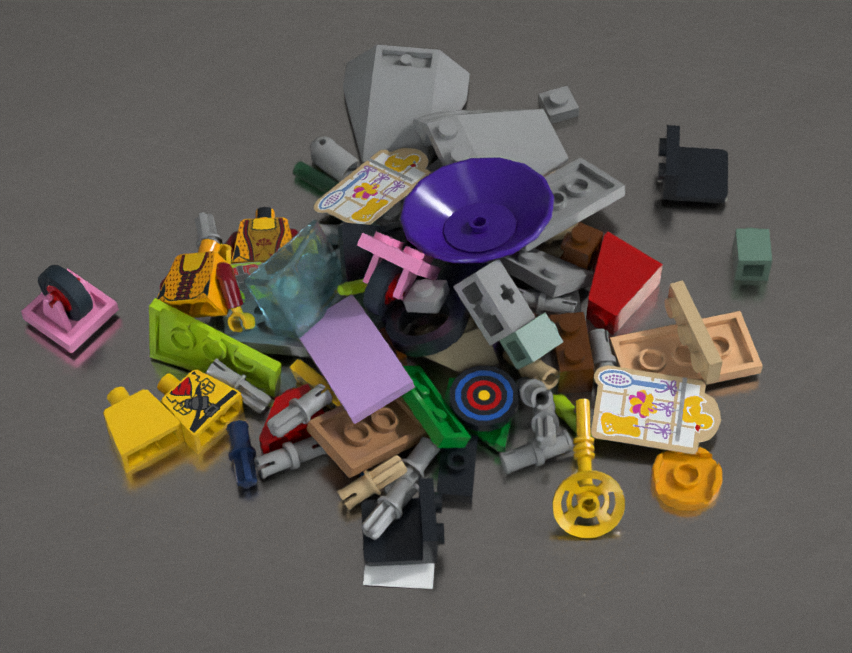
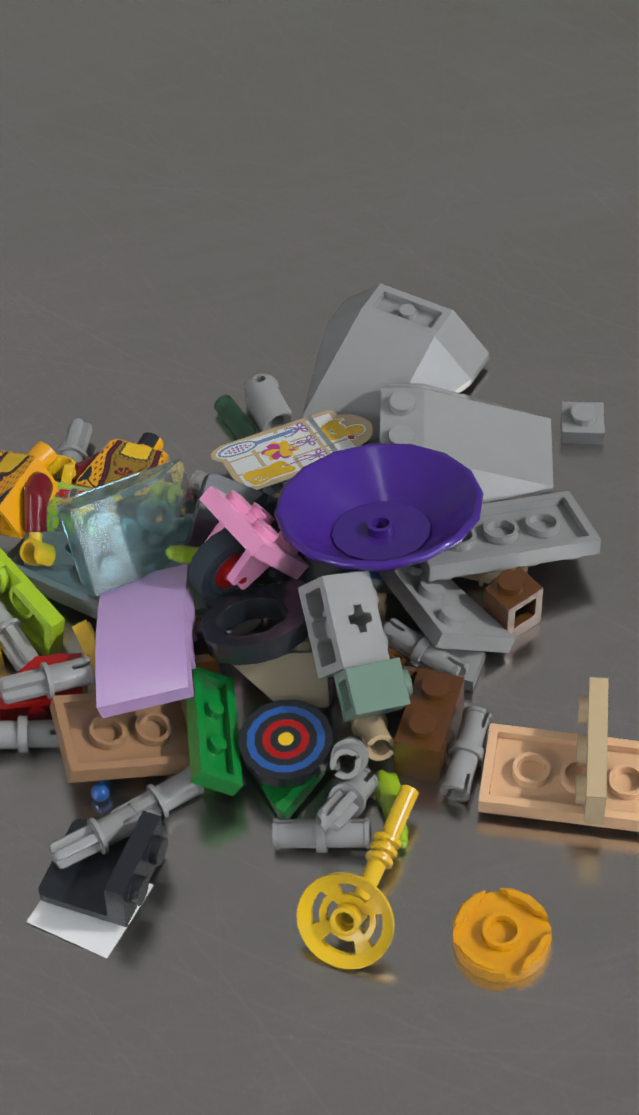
camera: 25 degrees right, 5 degrees down
(373, 481) = (98, 798): tan axle -> none
(426, 296) = (269, 592): light grey plate -> none
(458, 472) = (215, 824): black plate -> none
(620, 283) = (538, 661): red slope -> none
(653, 410) = (498, 833): sticker -> none

